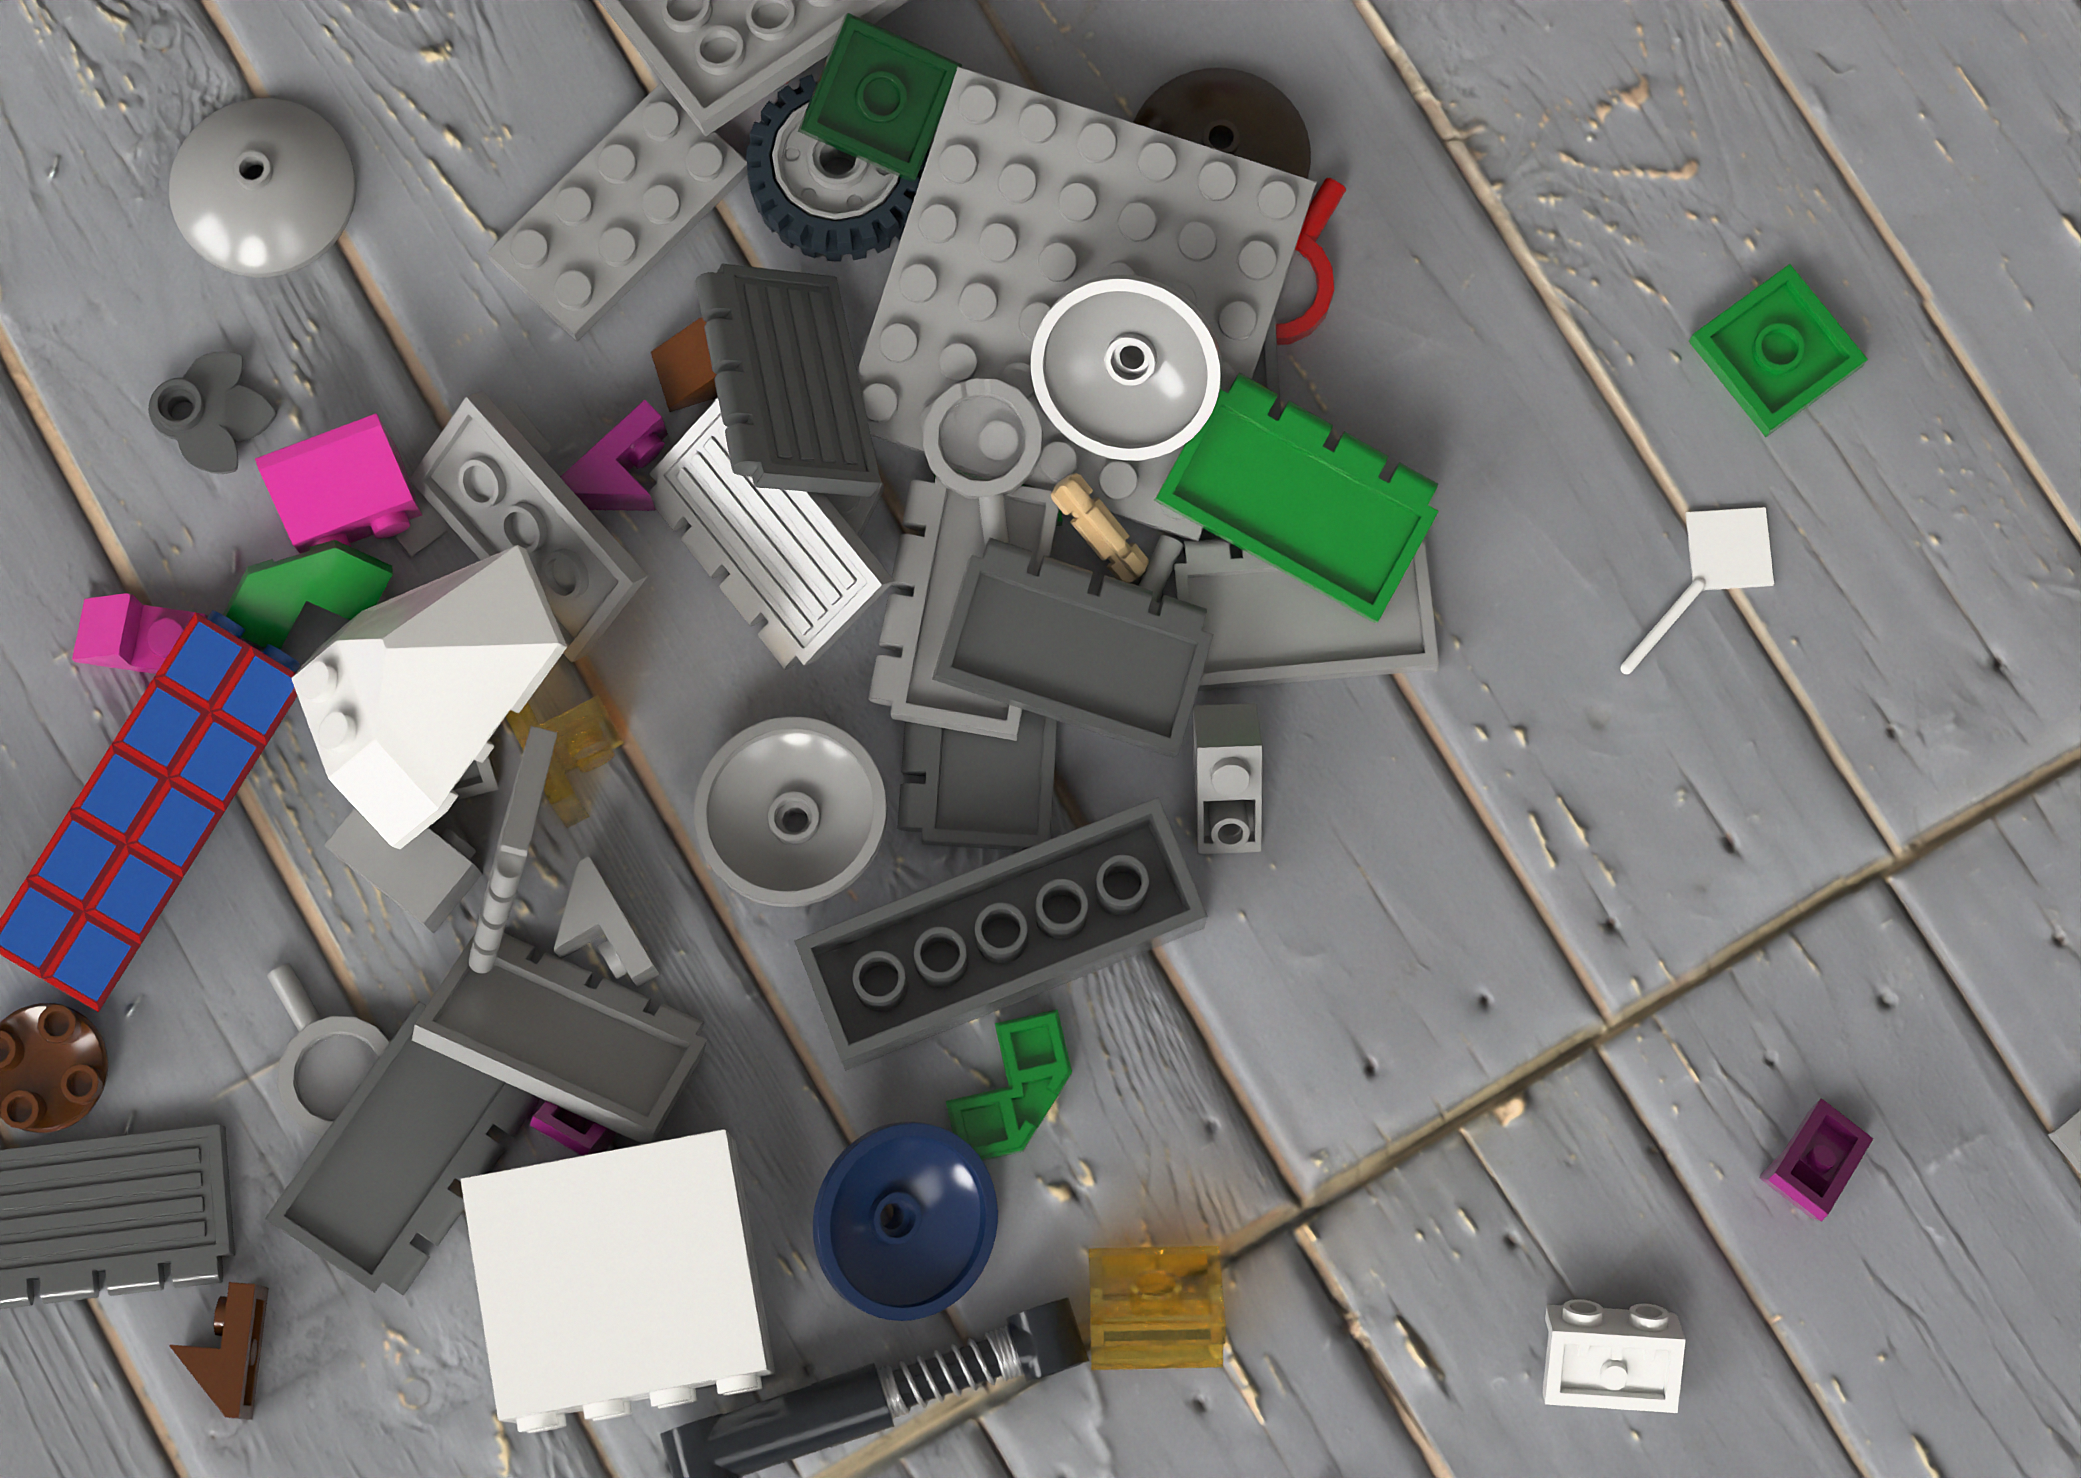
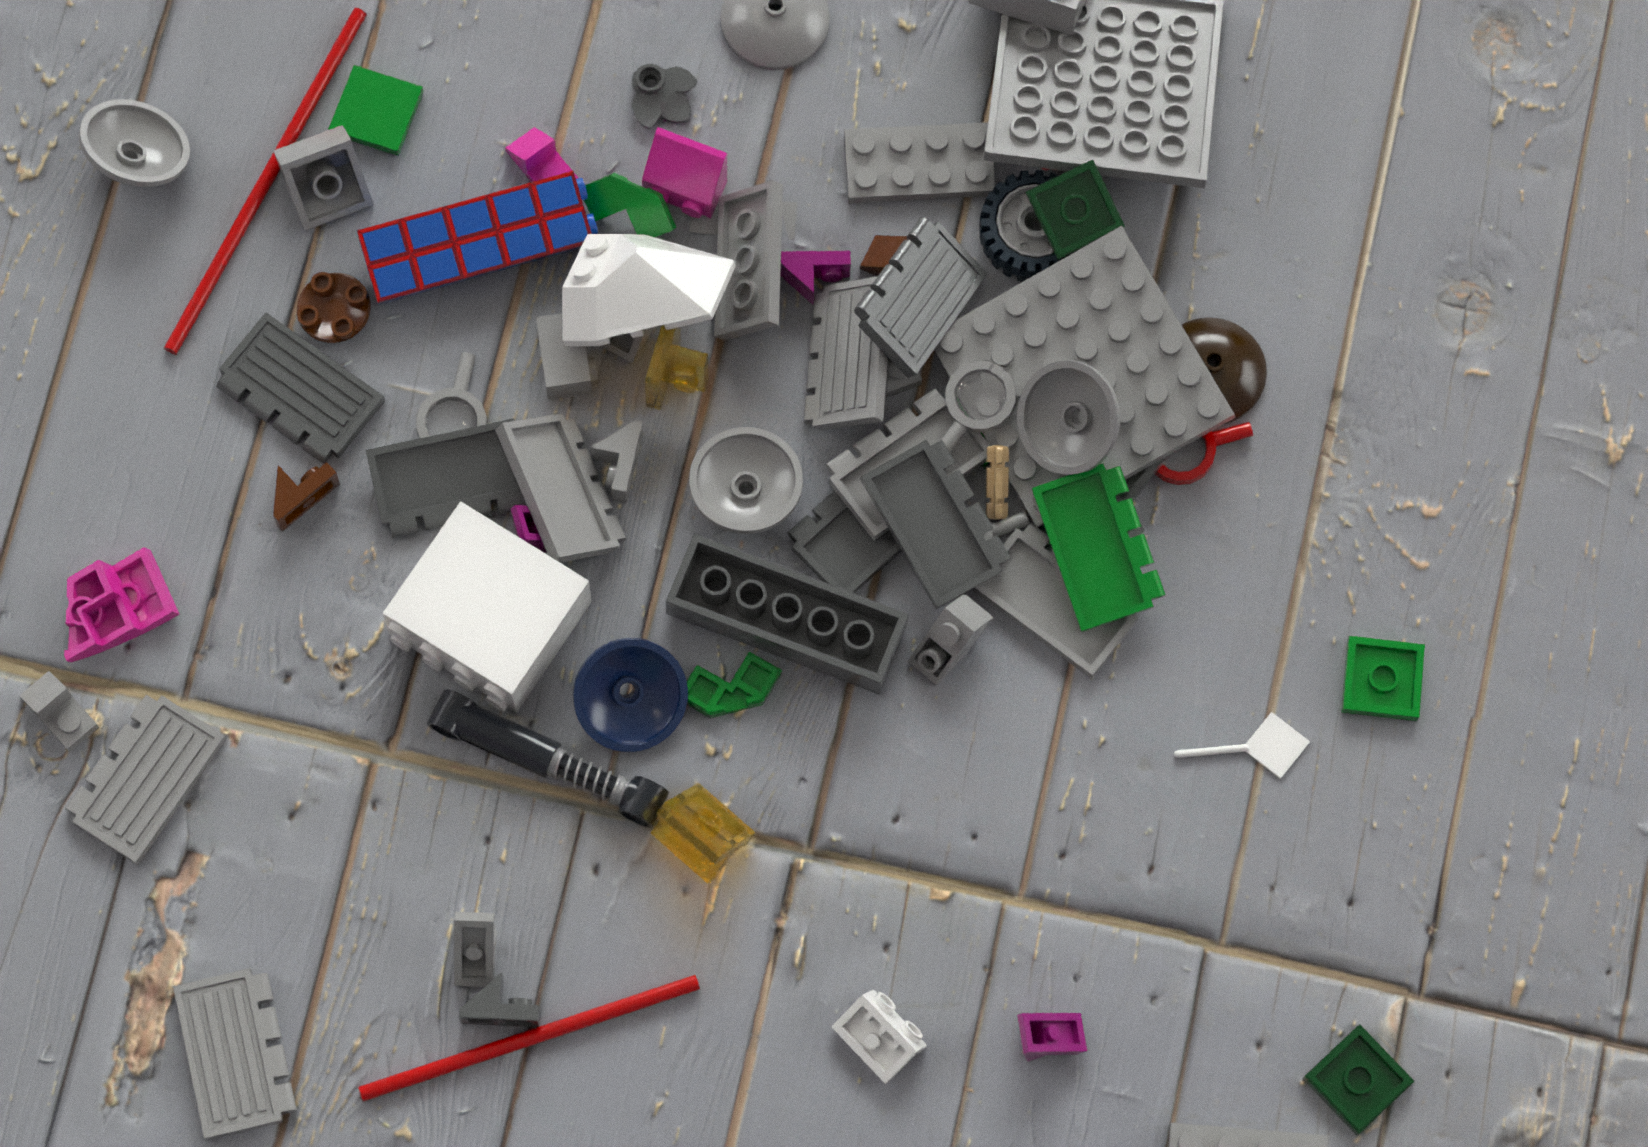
camera: 40 degrees right, 5 degrees down
(512, 848) = (609, 384): light grey hinge -> none

